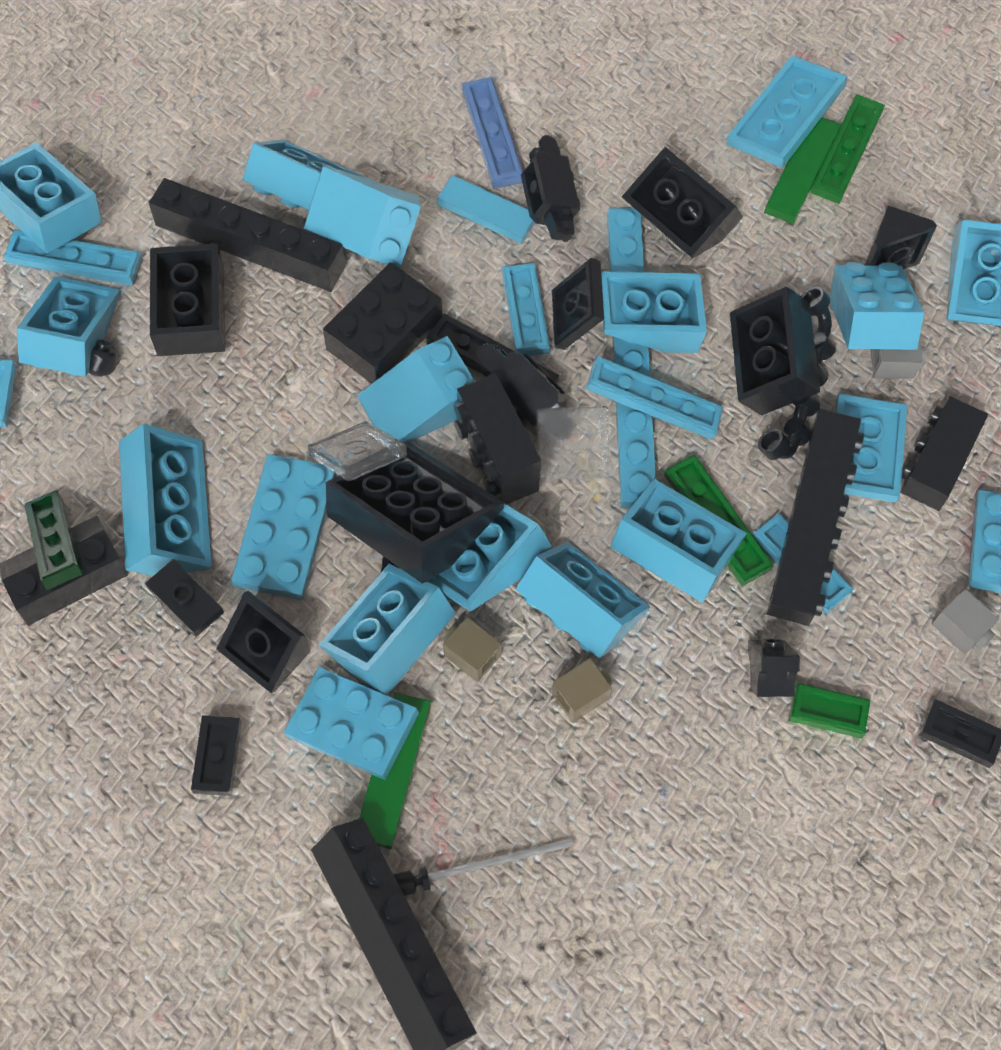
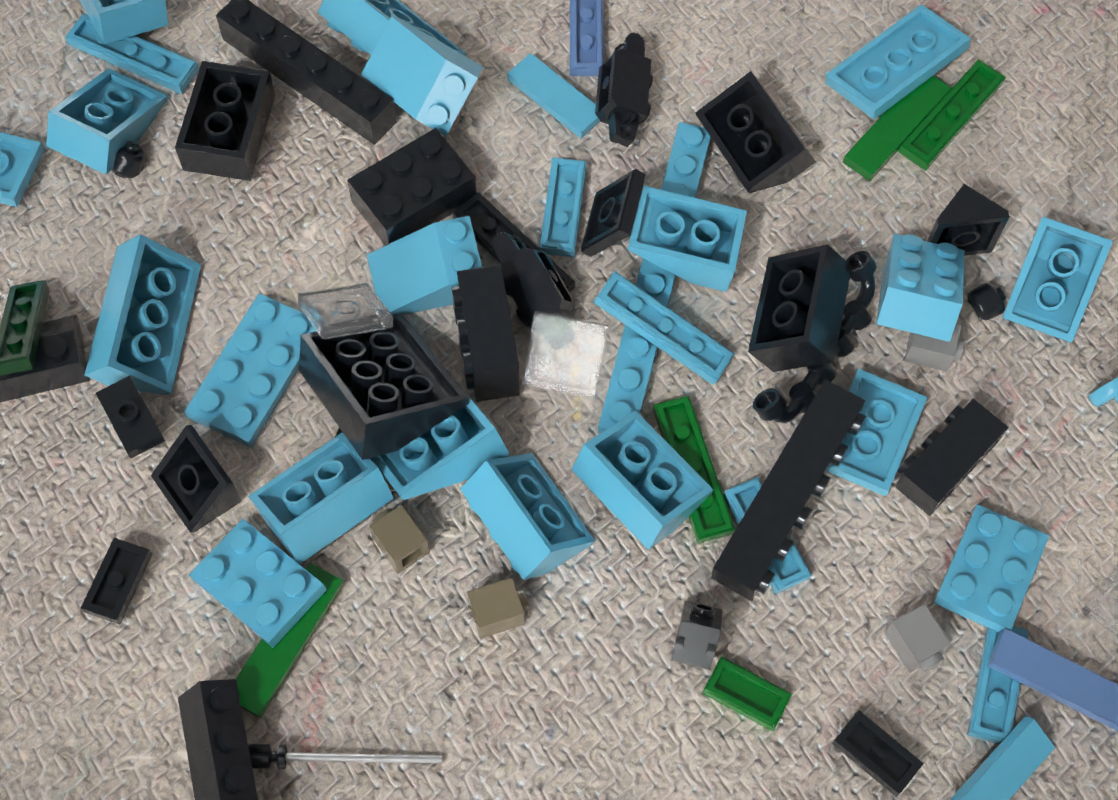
camera: 15 degrees right, 0 degrees up
(933, 307) = (987, 301): none -> black piece

